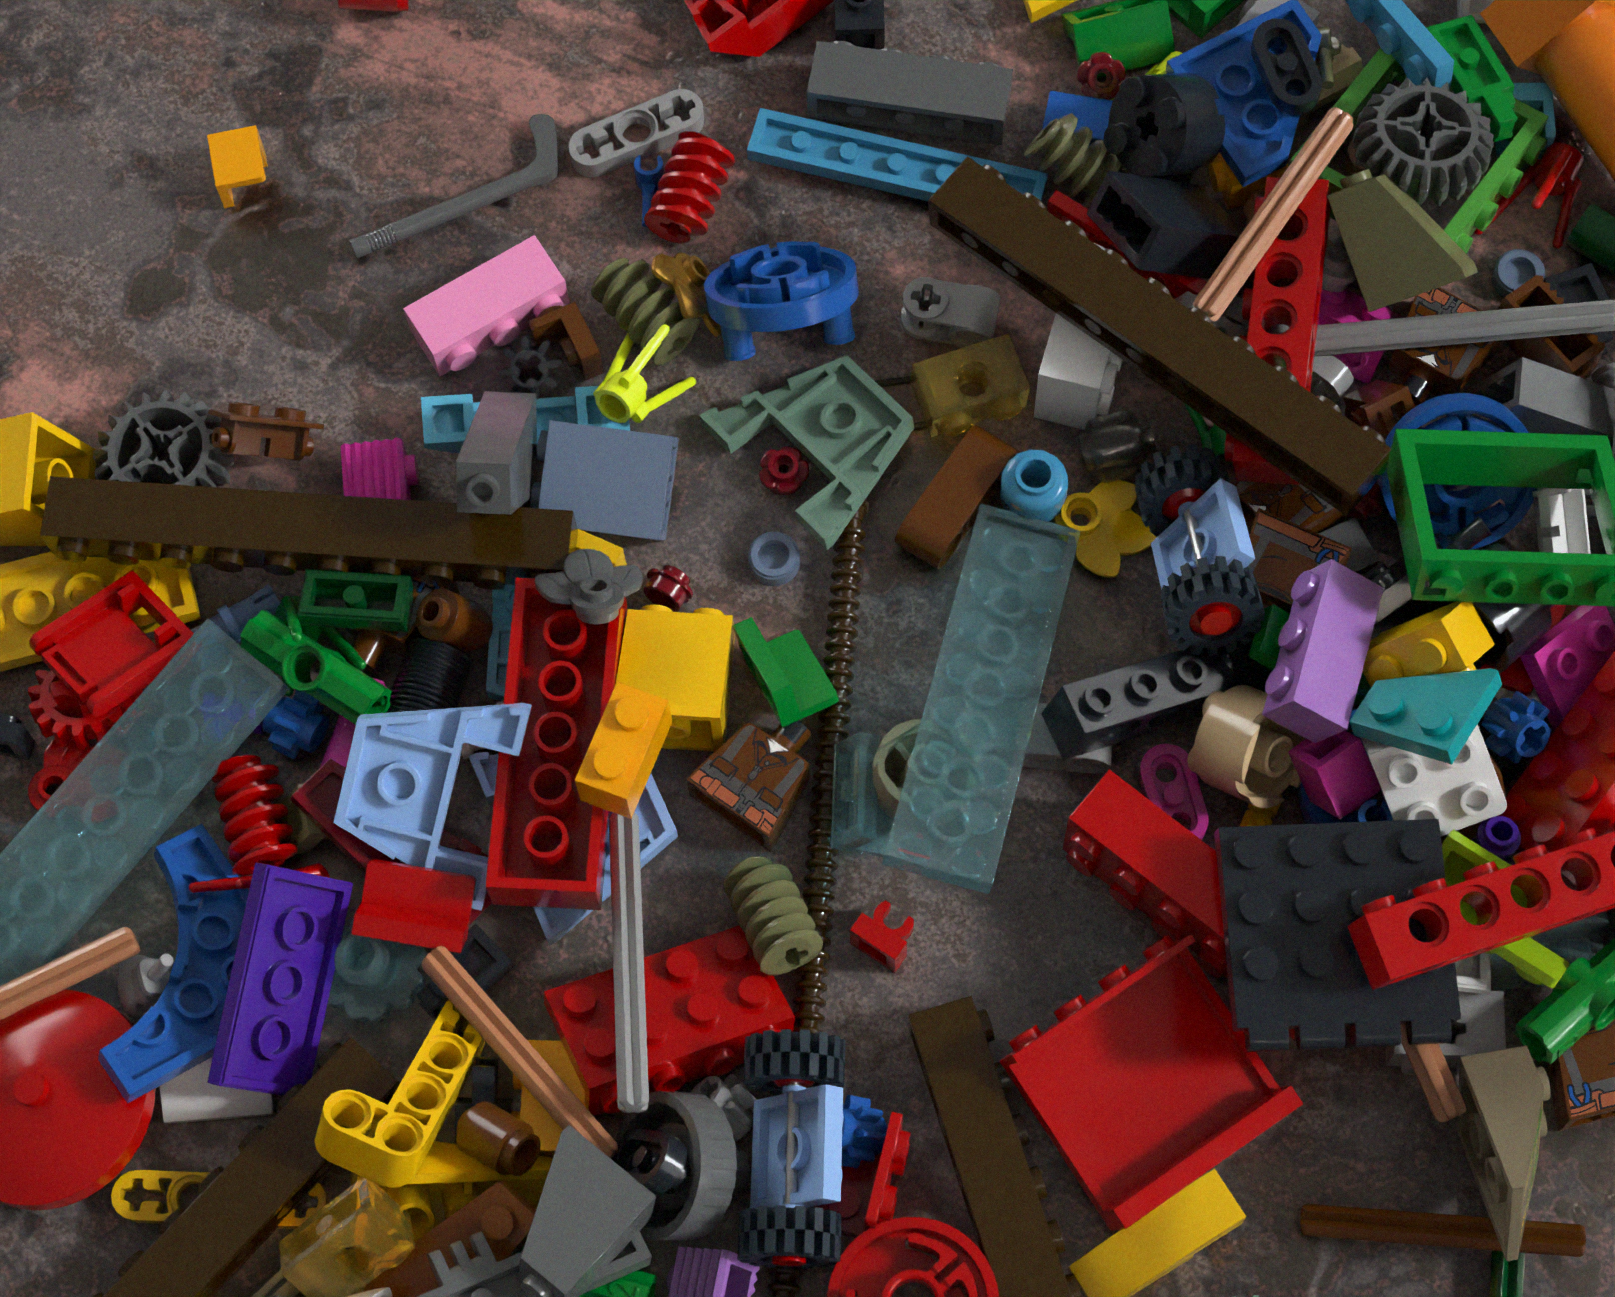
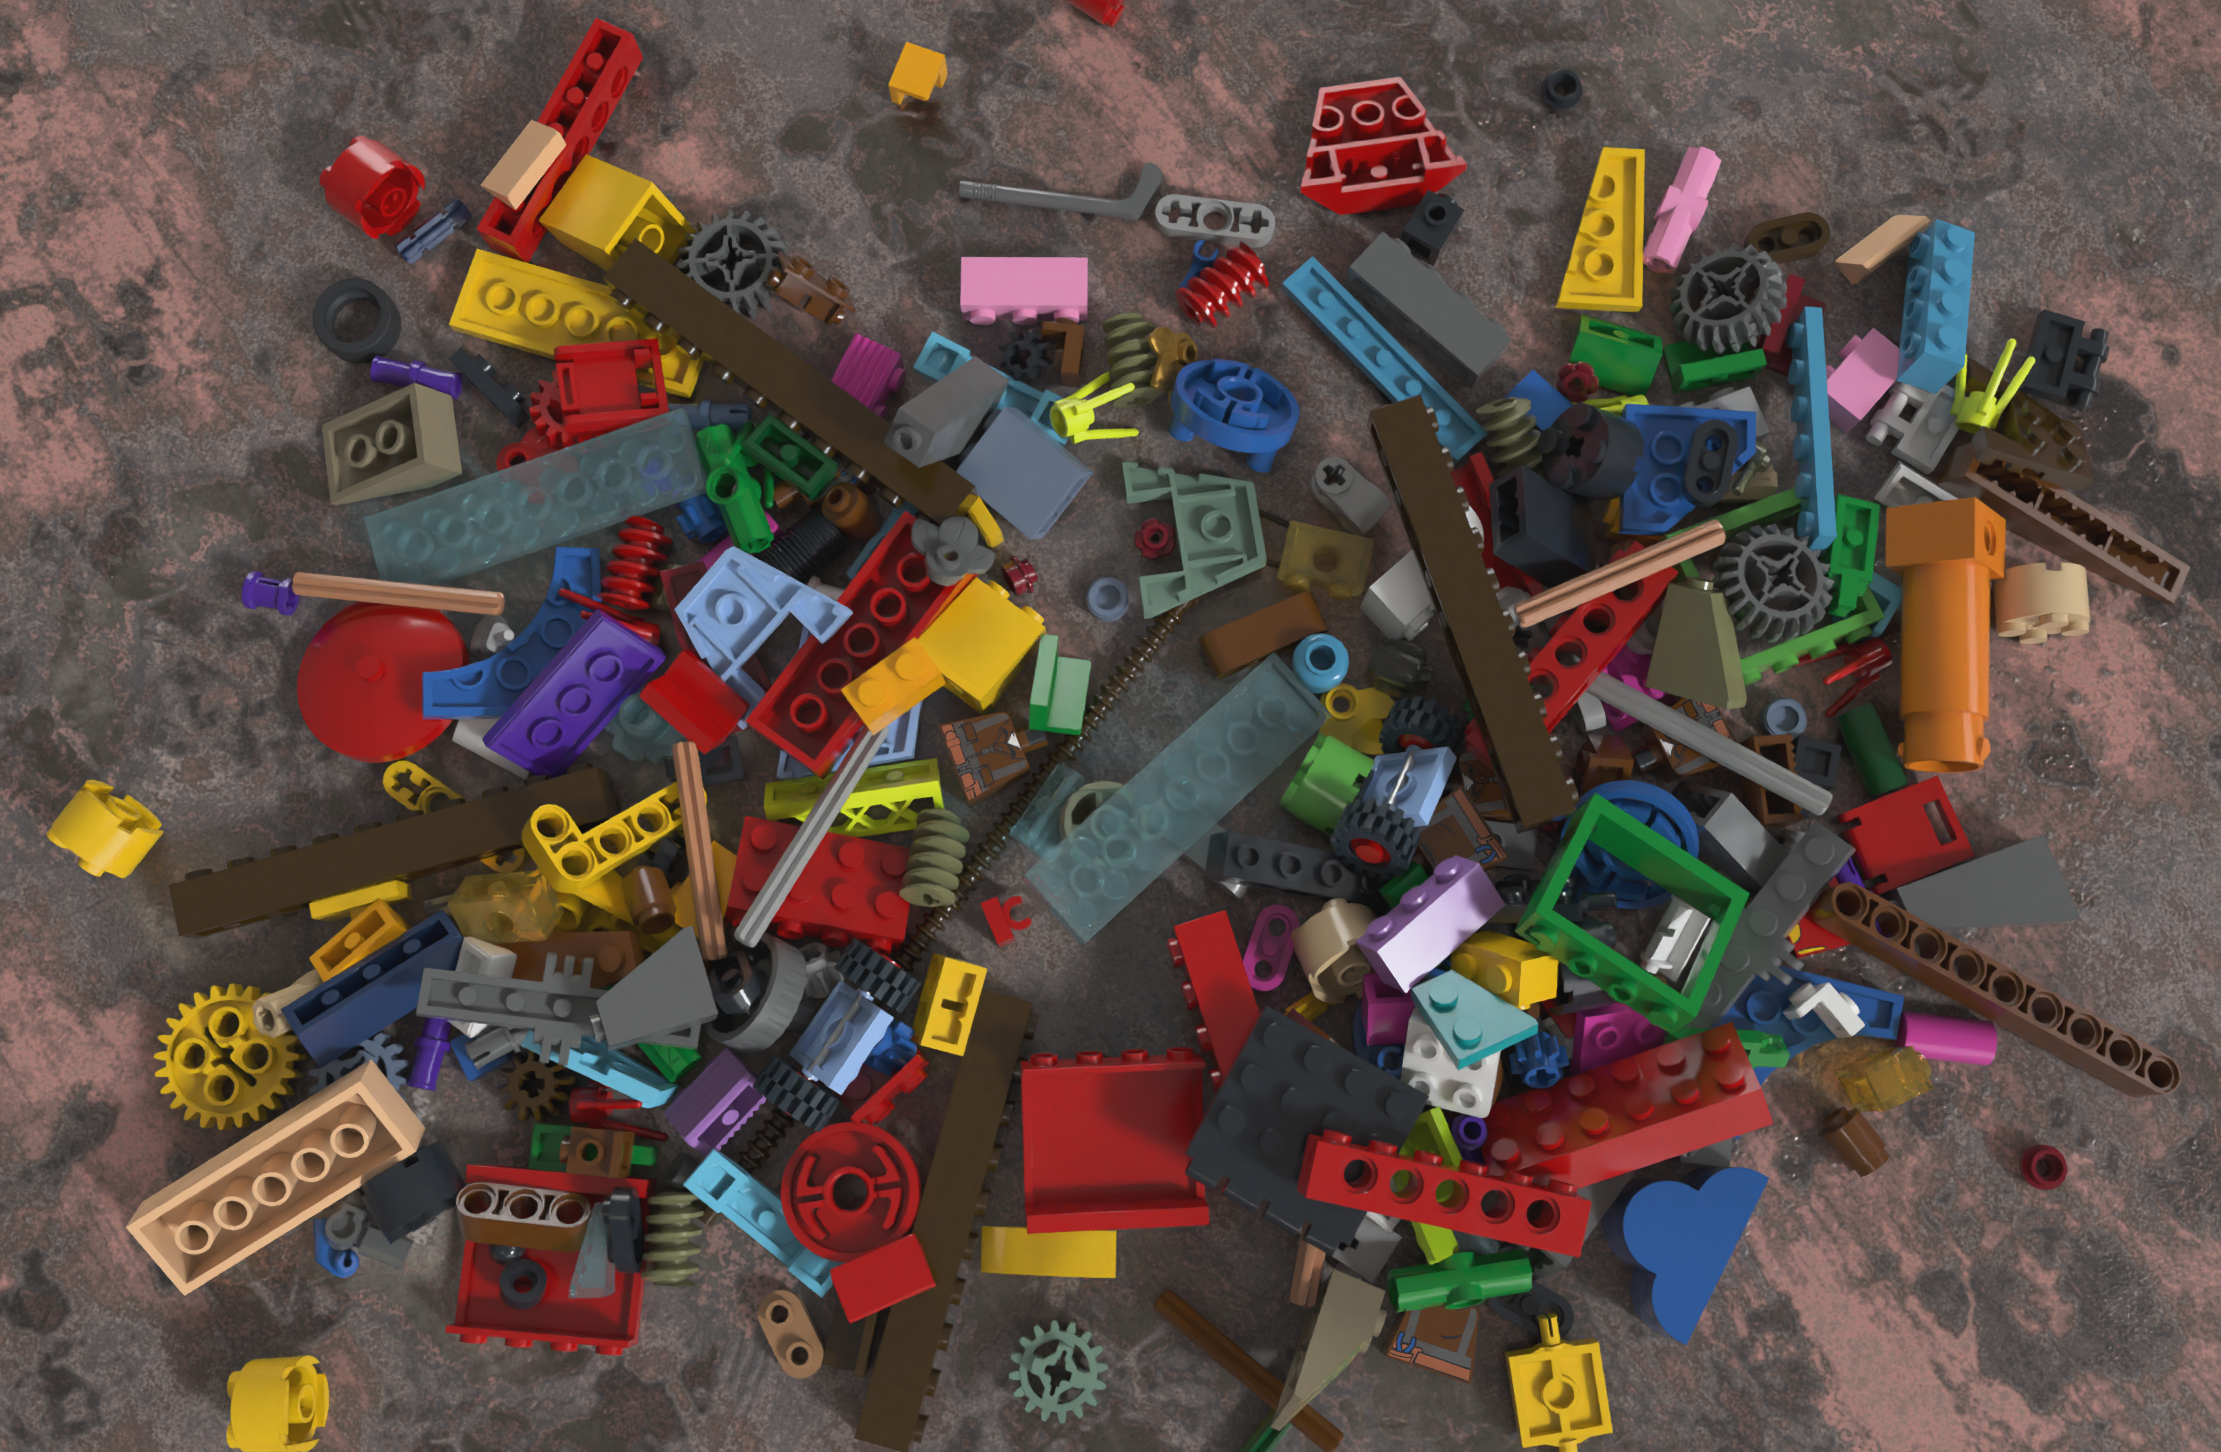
camera: 30 degrees right, 10 degrees up
(661, 883) = (876, 786): none -> neon yellow fence
(884, 1051) = (948, 1004): none -> yellow brick
(1123, 596) = (1326, 783): none -> bright green brick

